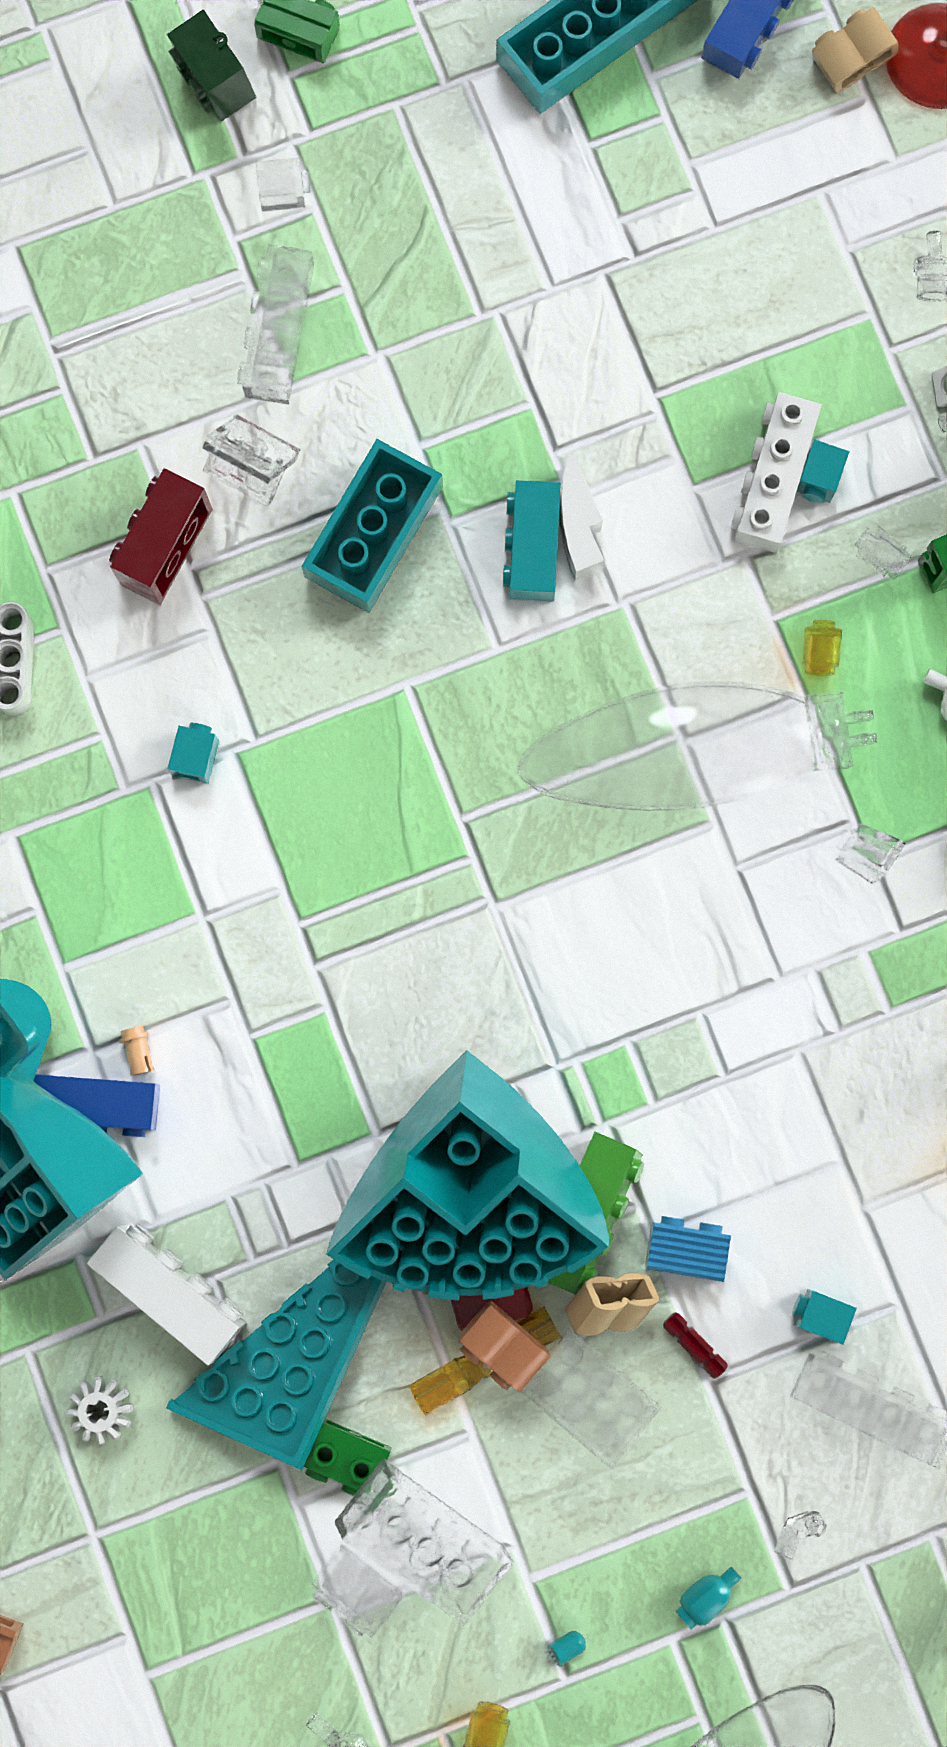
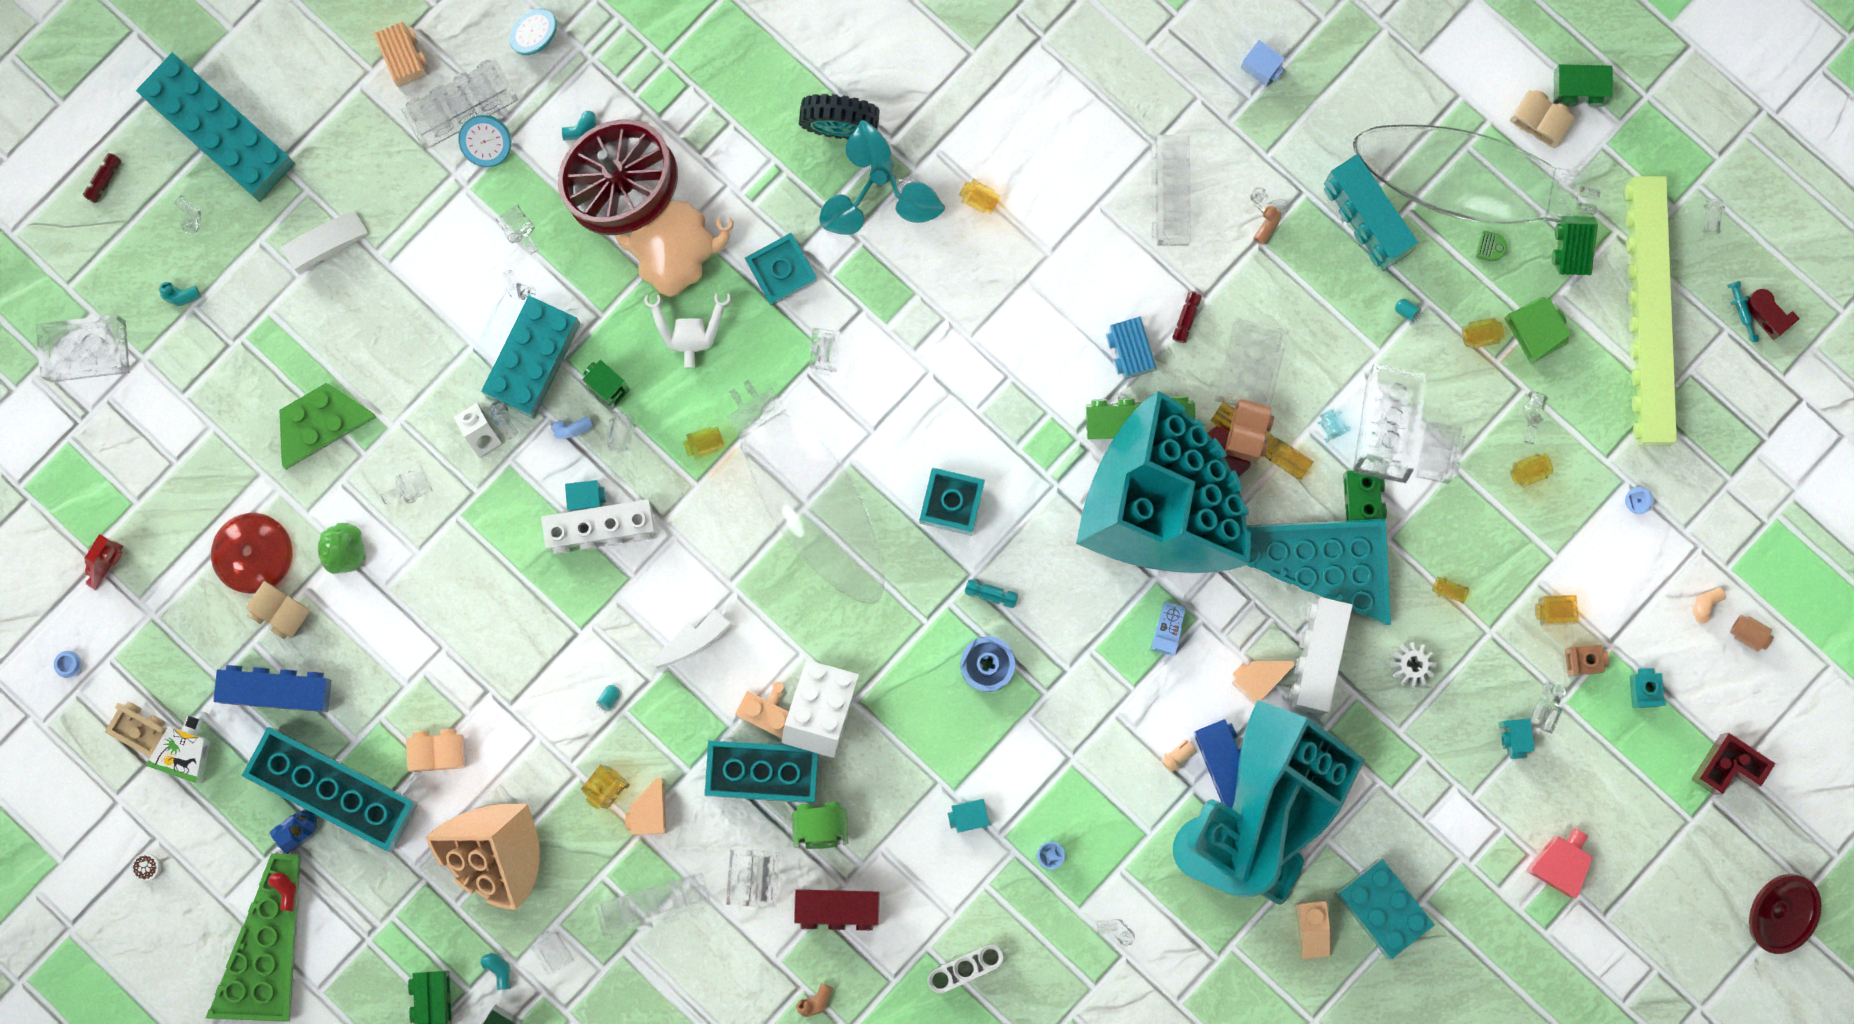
camera: 115 degrees left, 0 degrees up
(63, 464) = (817, 1004): none -> nougat arm
(74, 1640) = (1557, 610): none -> clear yellow brick
(90, 824) = (1054, 855): none -> light blue wheel
(172, 1511) = (1450, 589): none -> clear yellow pin
(182, 1203) = (1259, 677): none -> light nougat slope
(269, 563) = (820, 826): none -> bright green brick
(273, 1703) = (1531, 470): none -> clear yellow brick
(295, 119) = (499, 967): none -> teal arm
(302, 1117) = (1168, 629): none -> light blue leg
(374, 843) = (973, 671): none -> light blue brick
(392, 372) = (648, 811): none -> light nougat slope
(414, 628) = (820, 708): none -> white brick
(436, 163) = (490, 852): none -> light nougat brick
(445, 569) = (764, 712): none -> light nougat plate
(450, 333) = (596, 785): none -> clear yellow brick
(457, 915) = (991, 593): none -> teal axle
(460, 1467) = (1333, 425): none -> clear light blue brick
(532, 540) = (720, 663): teal brick -> none
(557, 391) = (608, 698): none -> teal piece
(590, 156) = (435, 752): none -> light nougat brick
(597, 919) = (951, 501): none -> teal brick
(612, 1304) = (1188, 377): tan brick -> none
(707, 1598) = (1335, 238): teal plant -> none
(720, 1662) = (1369, 212): none -> teal brick
(775, 1527) = (1272, 218): none -> nougat arm
(823, 1315) = (1130, 246): teal brick -> none
(895, 157) = (341, 548): none -> bright green hair
(913, 496) = (562, 431): none -> light blue arm

